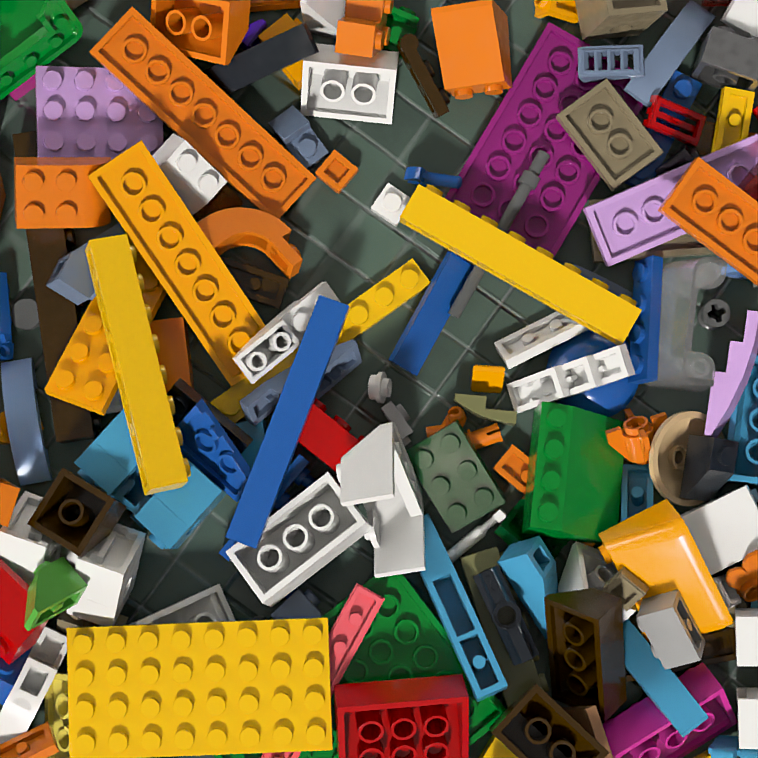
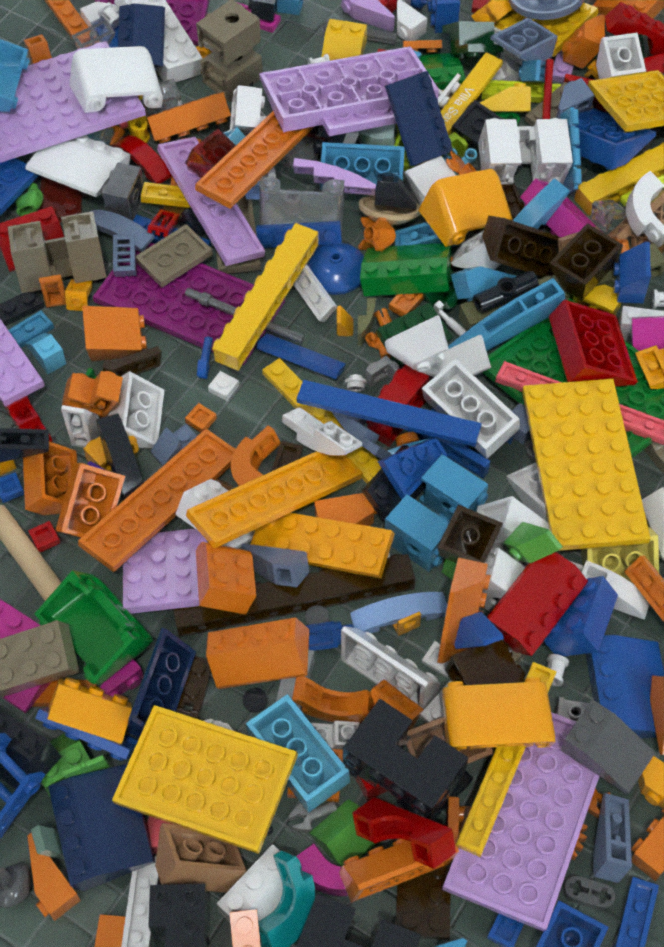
camera: 95 degrees left, 25 degrees down
(136, 364) = (354, 509): yellow brick -> none
(571, 378) = (342, 269): white slope -> none
(627, 587) = (477, 223): dark tan tile -> none
(670, 629) = (503, 198): light grey brick -> none

